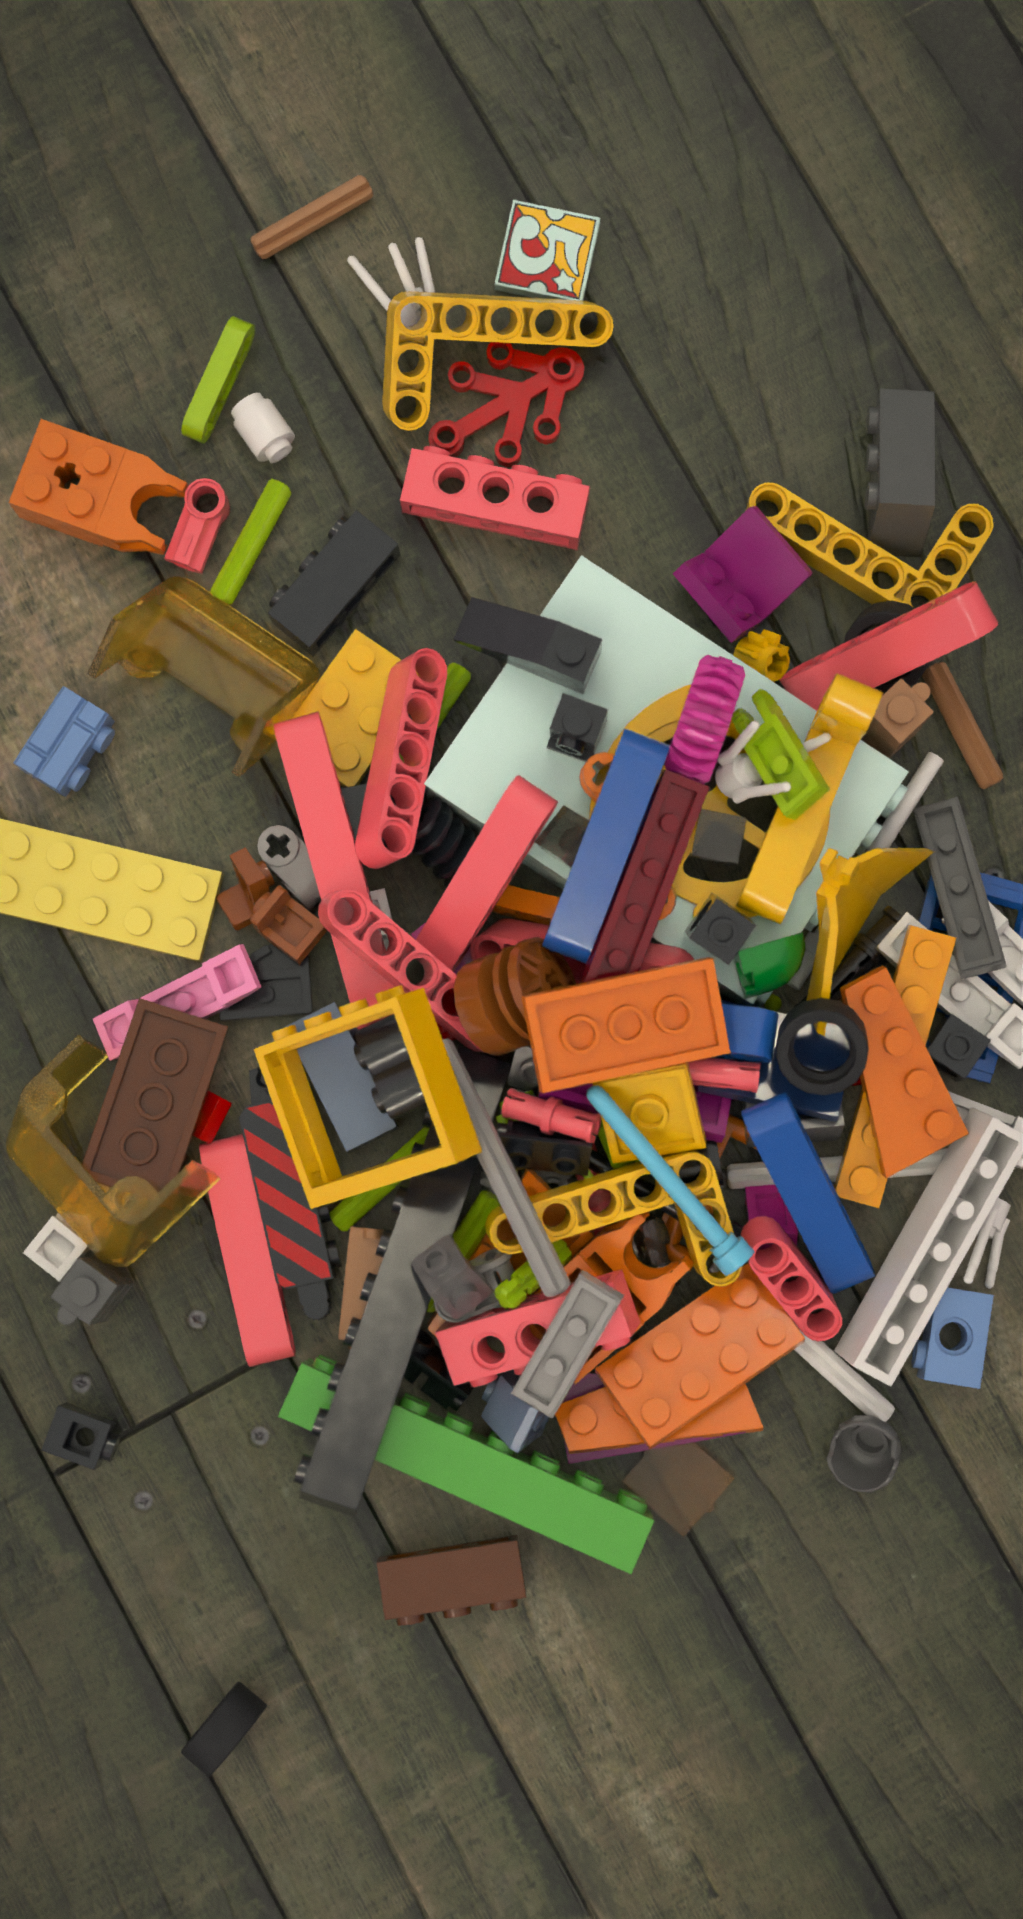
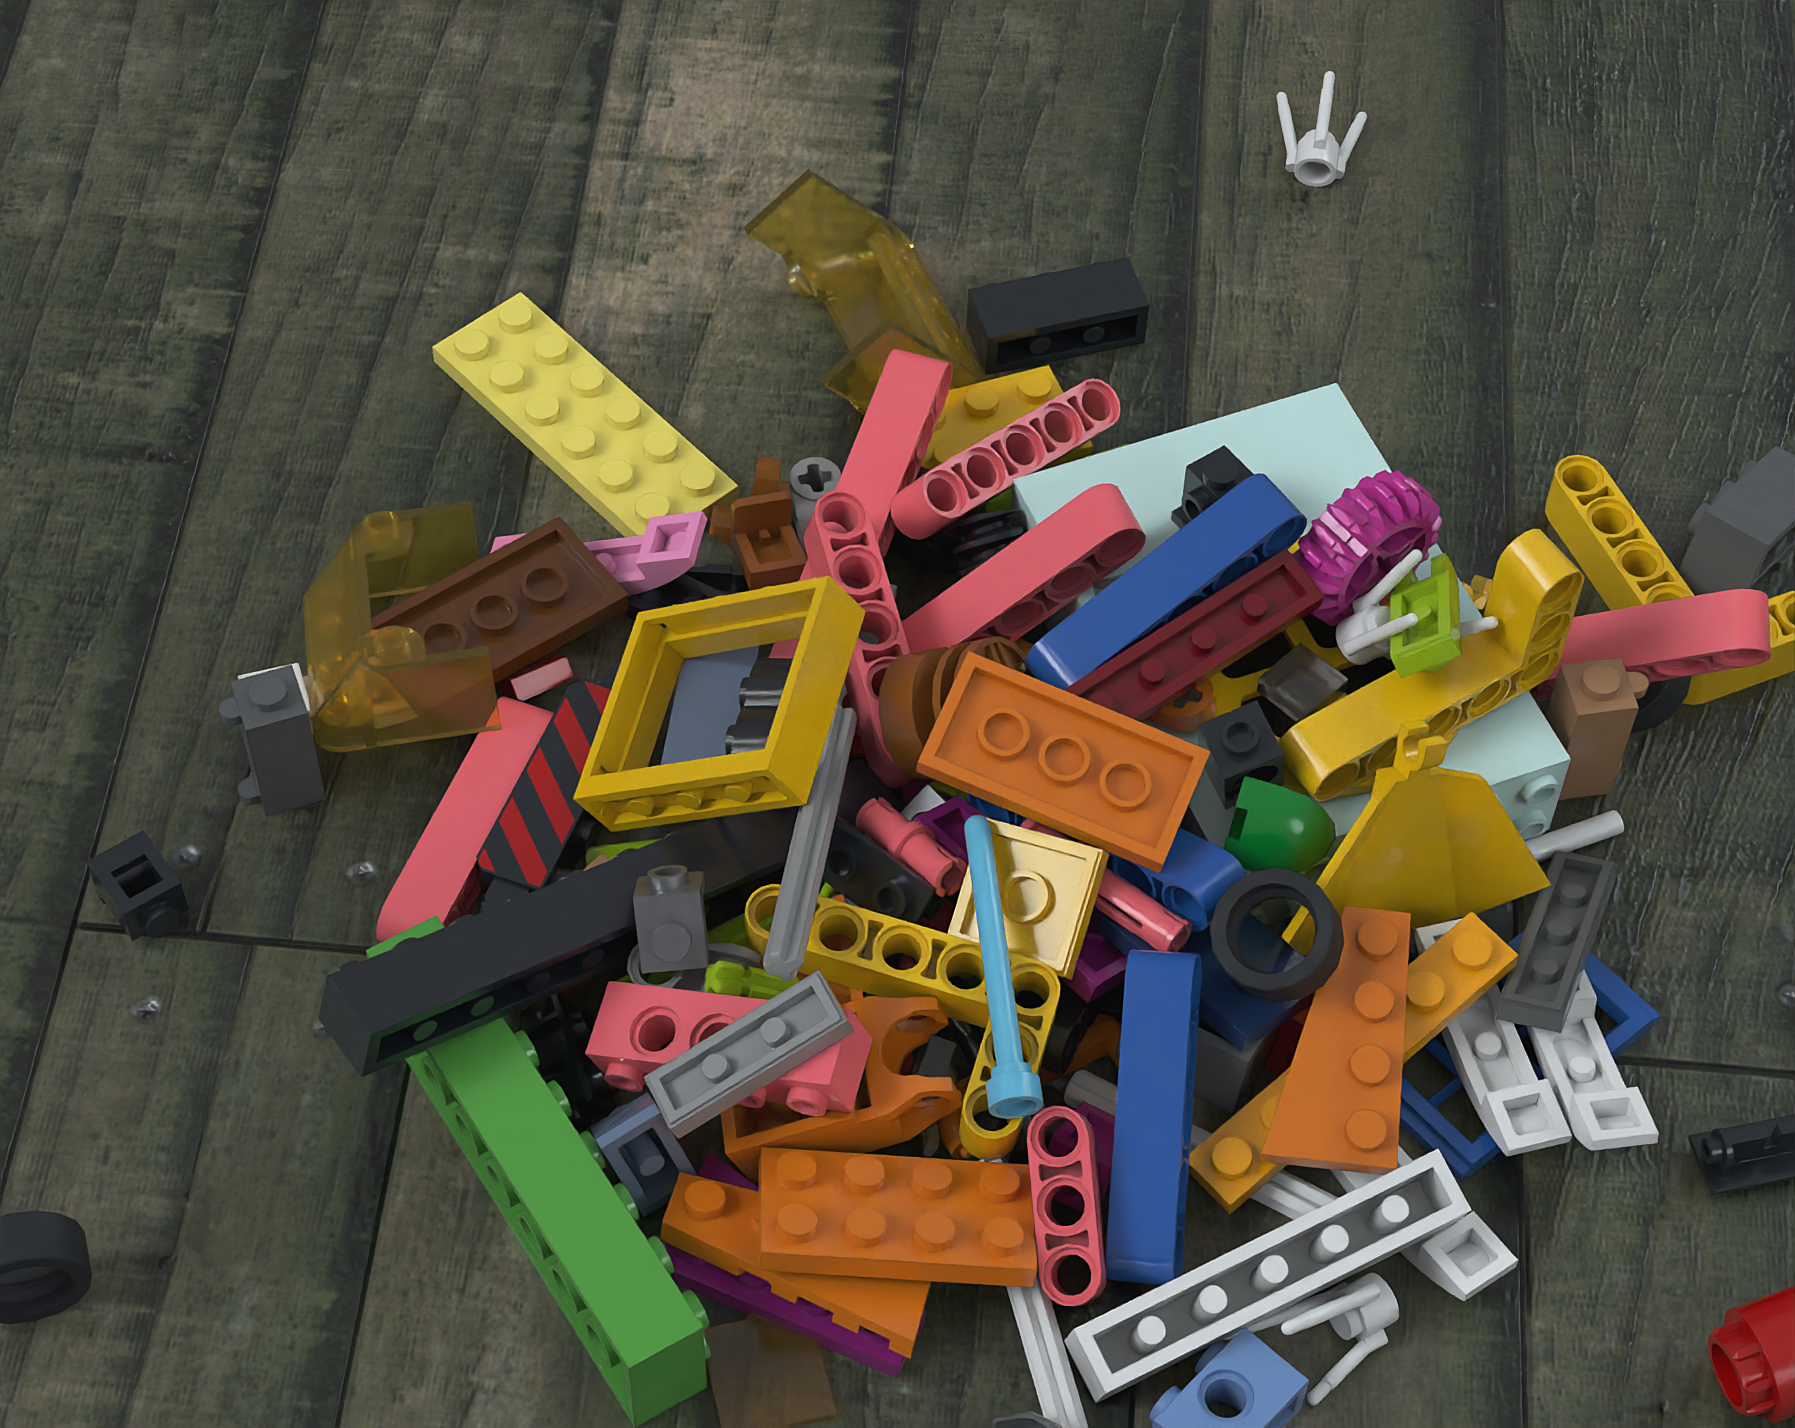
camera: 30 degrees right, 30 degrees down
(66, 742) = (674, 295): medium blue brick -> none
(106, 498) = (874, 119): orange brick -> none
(195, 529) = (970, 197): coral piece -> none
(218, 379) = (1044, 119): lime beam -> none
(251, 541) = (999, 246): lime axle -> none
(263, 428) = (1085, 164): white brick -> none
(312, 217) = (1267, 43): medium nougat axle -> none
(451, 1579) = (415, 1292): reddish brown brick -> none
(475, 328) = (1365, 183): yellow beam -> none
(512, 398) = (1422, 278): red plant -> none
(512, 517) = (1277, 329): coral brick -> none
(530, 643) = (1229, 410): black slope -> none
(546, 252) = (1488, 185): tile -> none
(744, 574) = (1483, 524): magenta bracket -> none
(956, 1047) = (1442, 1088): black brick -> none
(962, 725) = (1669, 808): medium nougat axle -> none

